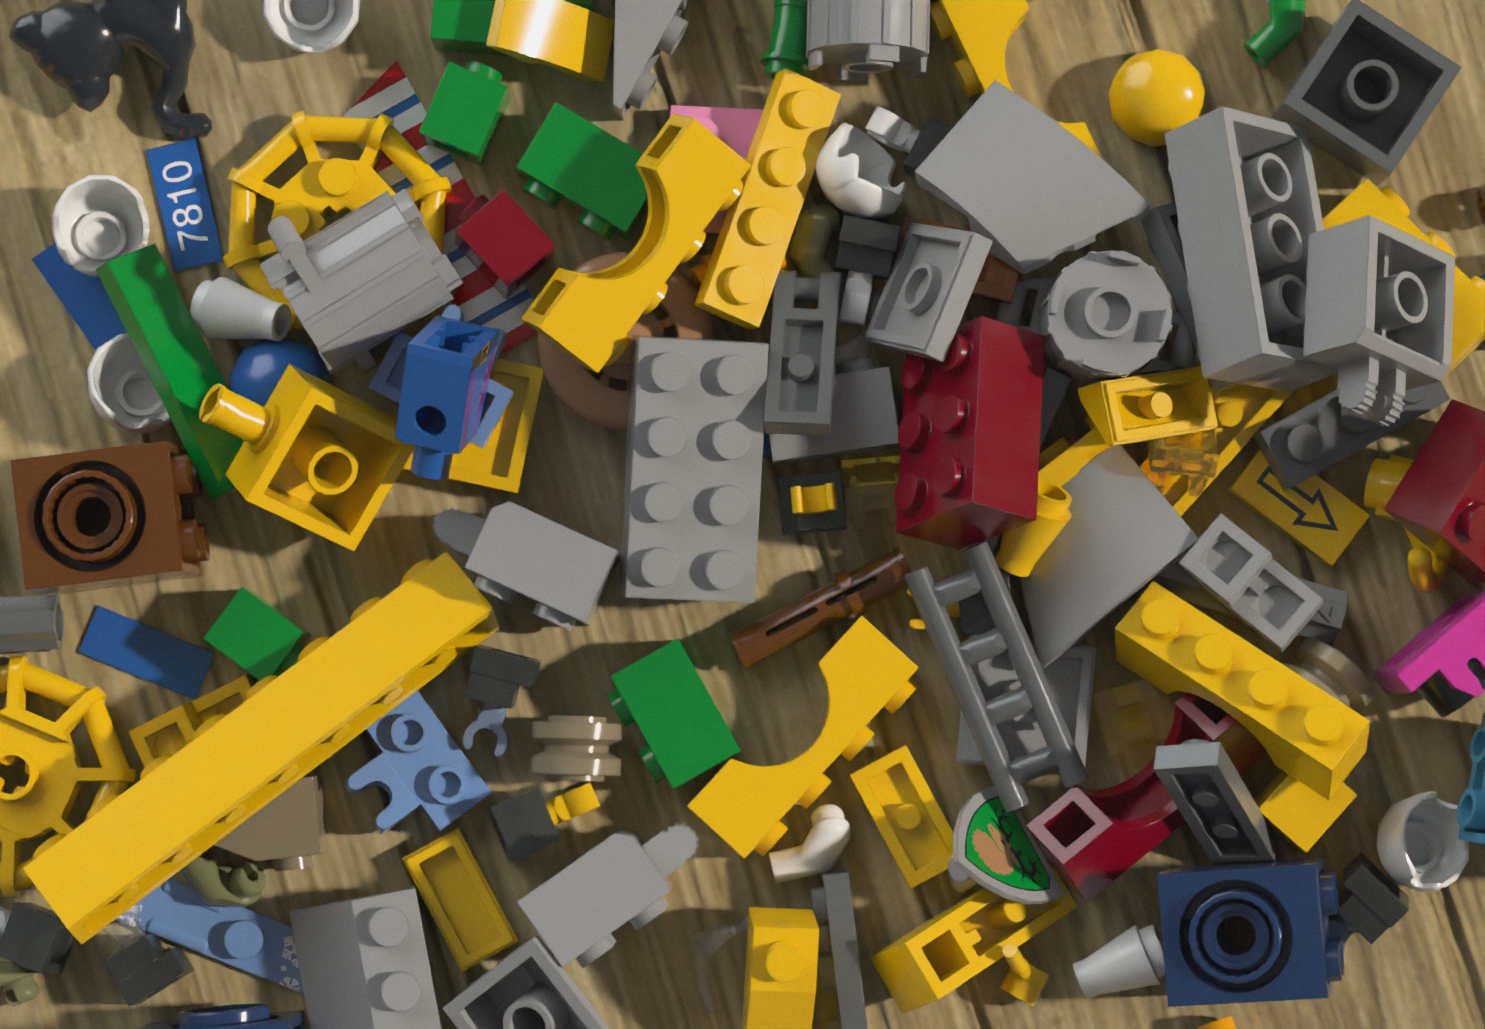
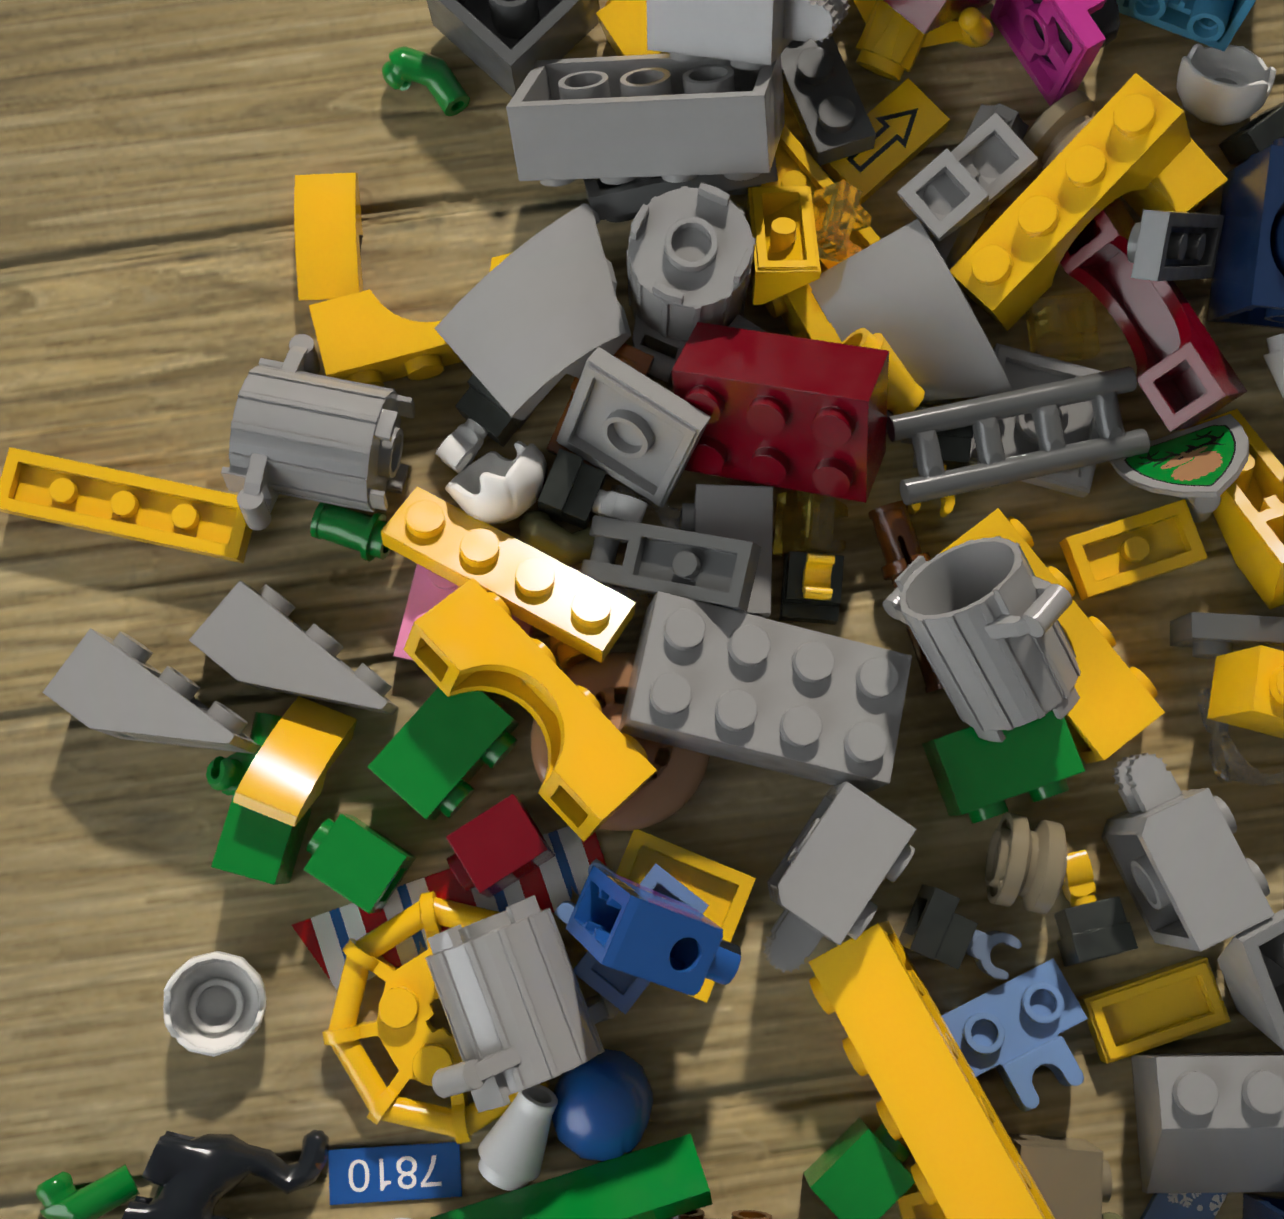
camera: 75 degrees left, 5 degrees down
(311, 453) = (685, 1090): yellow brick -> none
(782, 666) = (990, 634): none -> light grey container
(819, 850) = (1154, 641): white arm -> none
(1155, 95) = (478, 198): yellow hair -> none

